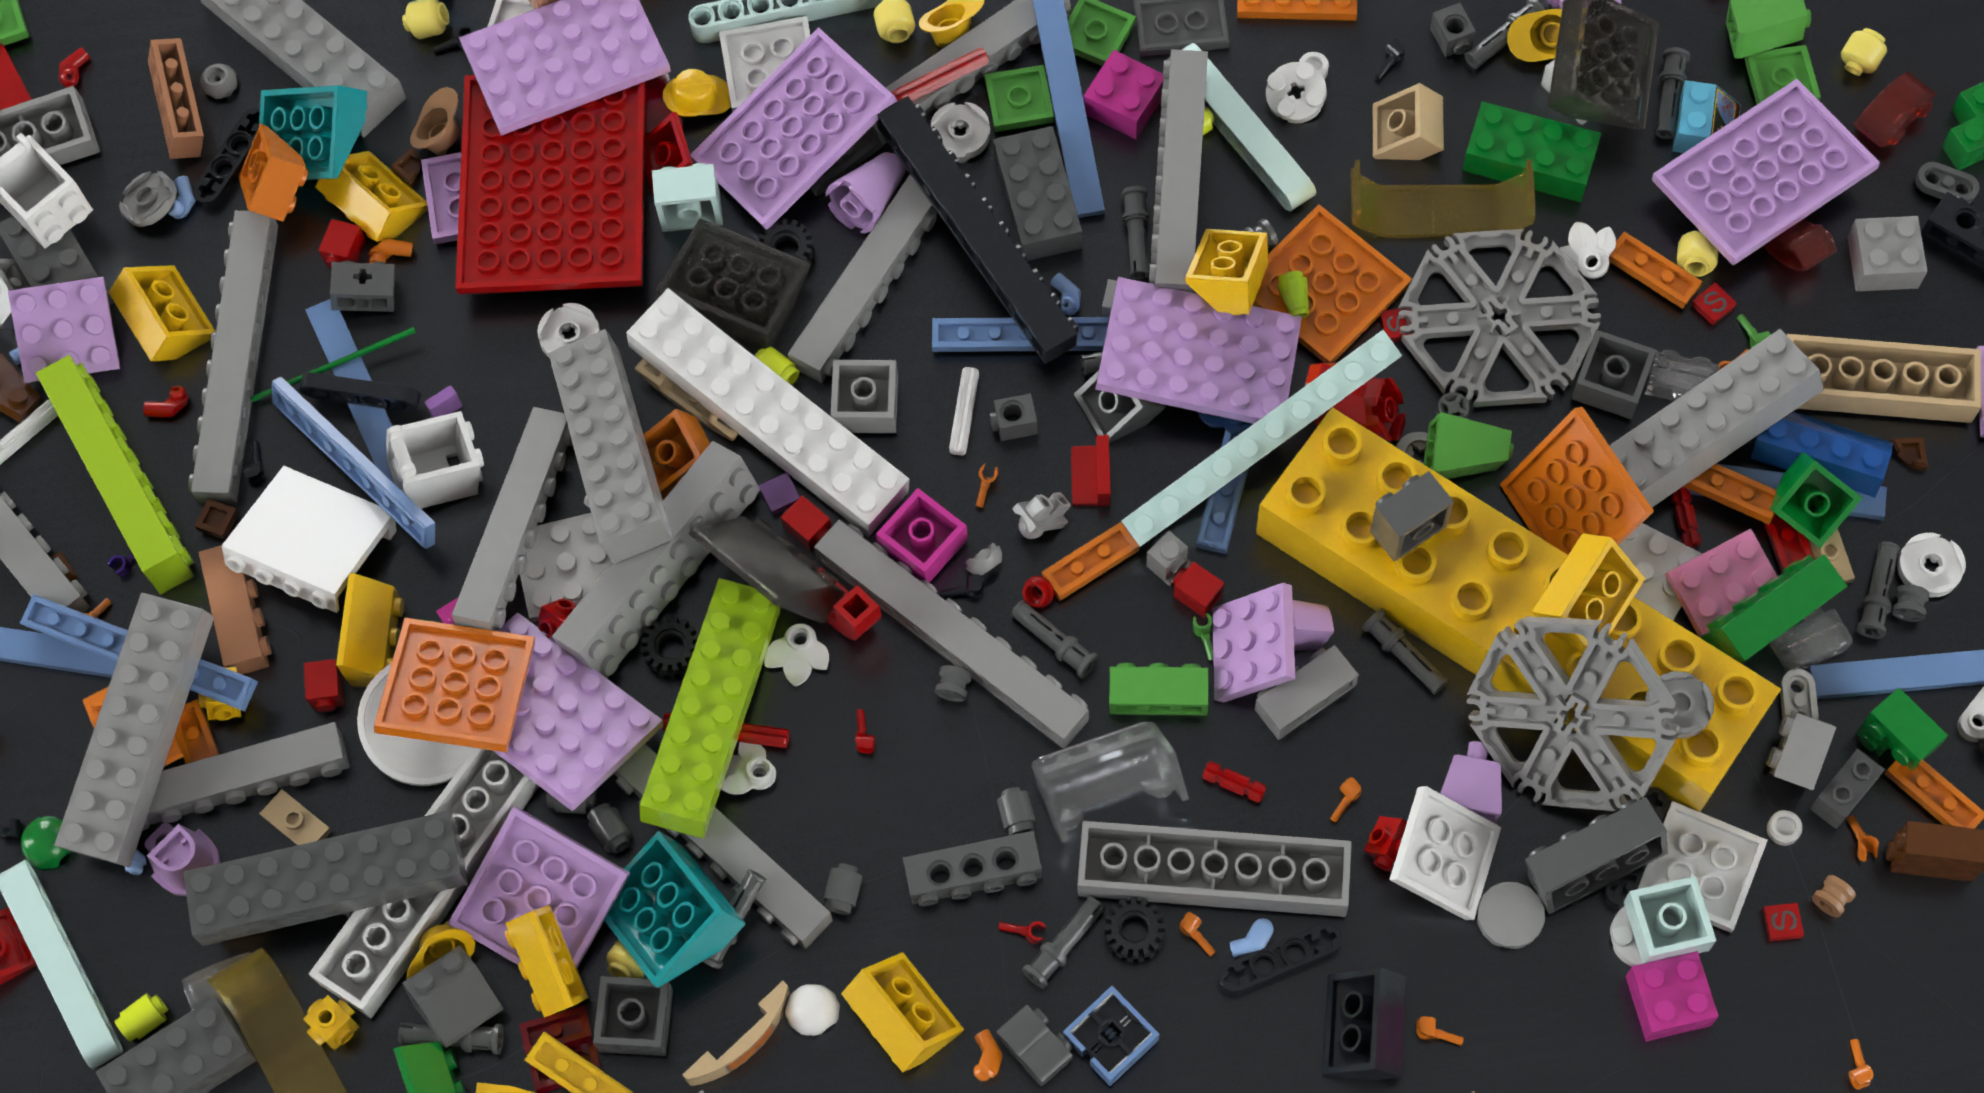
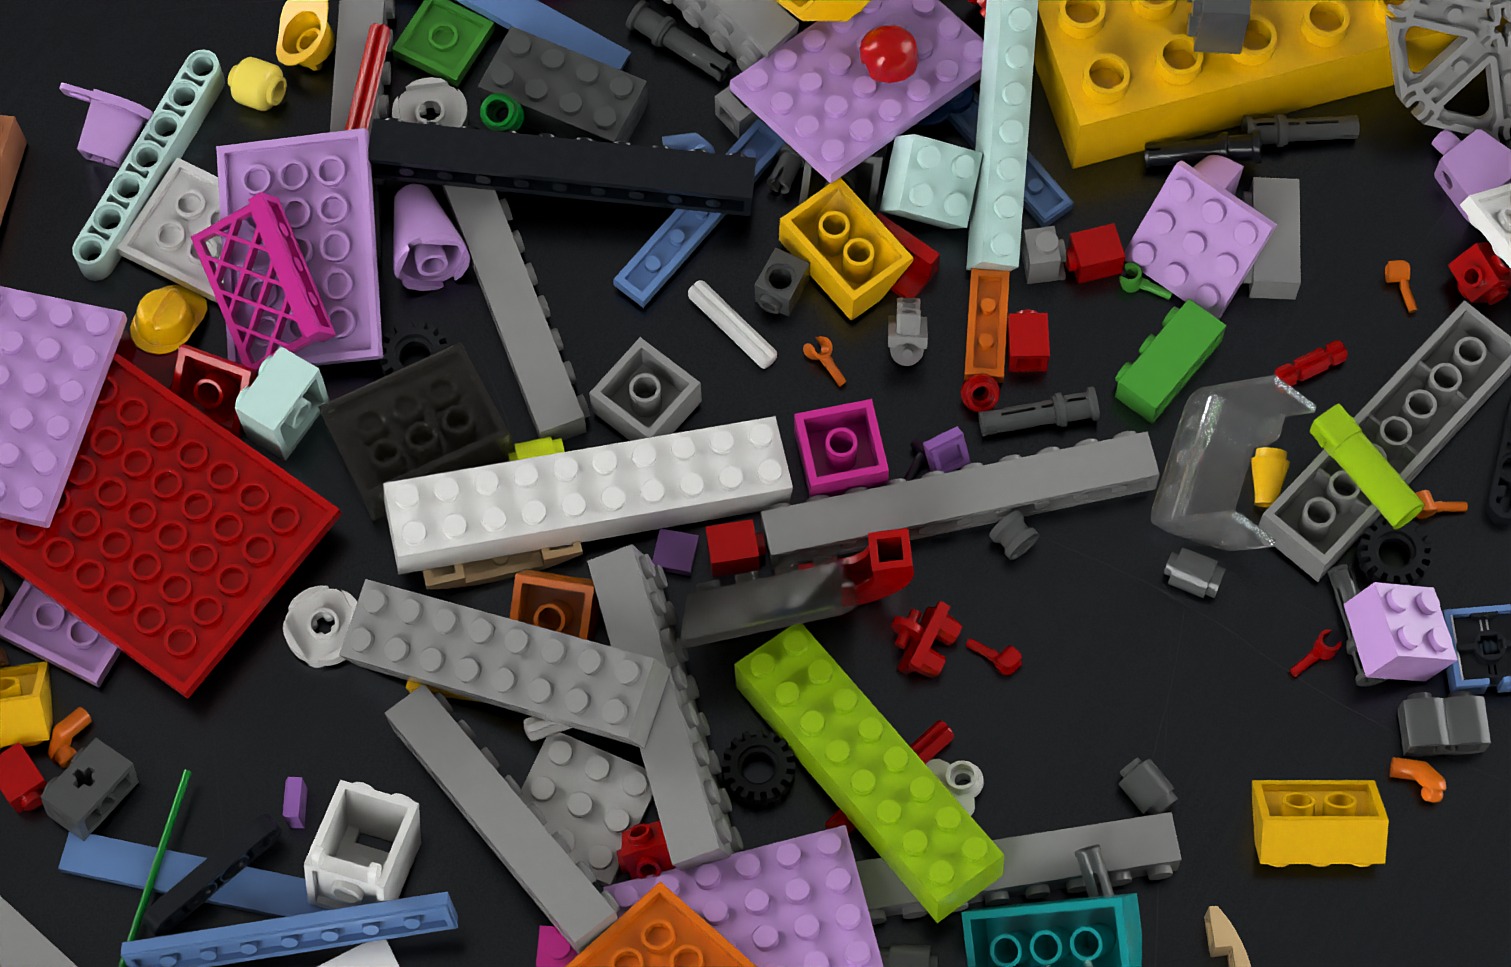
camera: 55 degrees left, 0 degrees up
(768, 131) = (286, 262): none -> dark pink fence
(795, 658) = (870, 657): white plate -> none
(812, 1009) = (1250, 905): white hair -> none
(822, 687) = (933, 625): none -> red hips
(977, 601) = (947, 451): none -> medium lavender tile
(982, 166) = (494, 105): none -> green brick
(985, 560) = (909, 415): light grey plate -> none
(986, 854) = (1241, 596): dark grey brick -> none
(1066, 434) = (846, 247): none -> yellow slope
(1071, 967) = (1400, 632): none -> lavender brick
(1098, 593) = (1027, 341): none -> red brick
(1128, 809) = (1269, 474): none -> yellow cone
(1154, 449) = (931, 181): none -> light aqua brick
(1165, 860) = (1366, 466): none -> lime piece
(1216, 354) = (889, 53): none -> red hair
(1255, 940) = (1485, 459): light blue arm -> none
(1342, 611) = (1234, 147): none -> black pin

